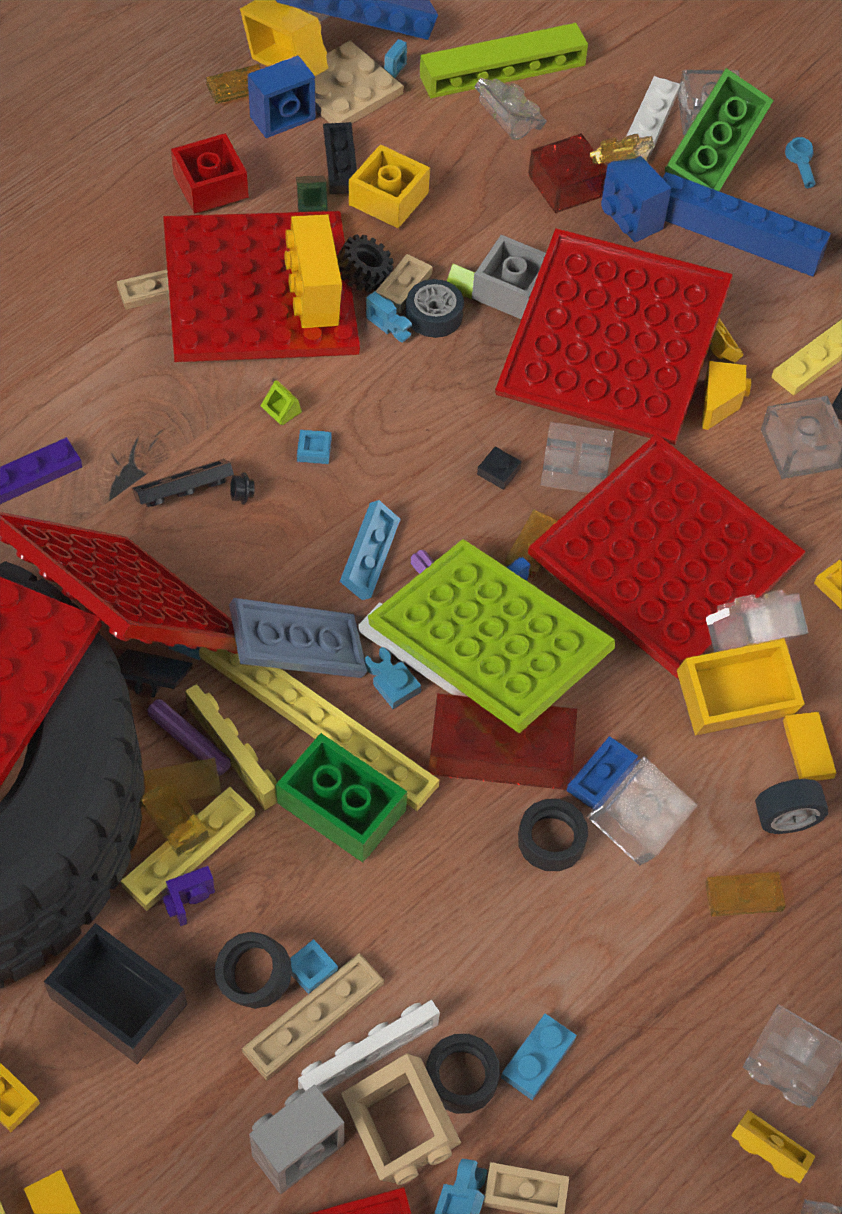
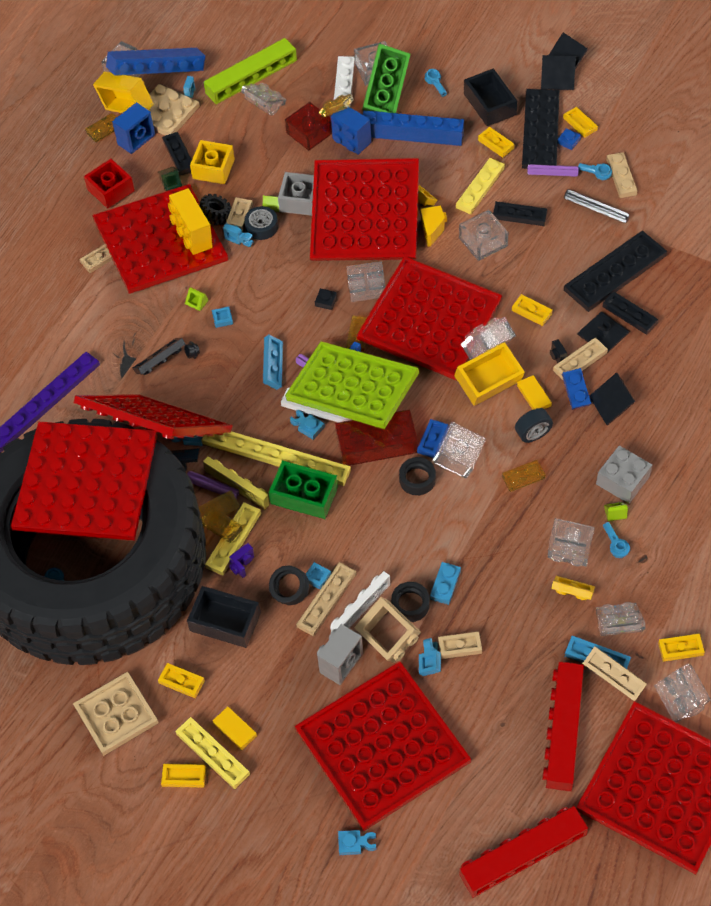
camera: 10 degrees left, 0 degrees up
(297, 638) = (252, 417): sand blue tile -> none

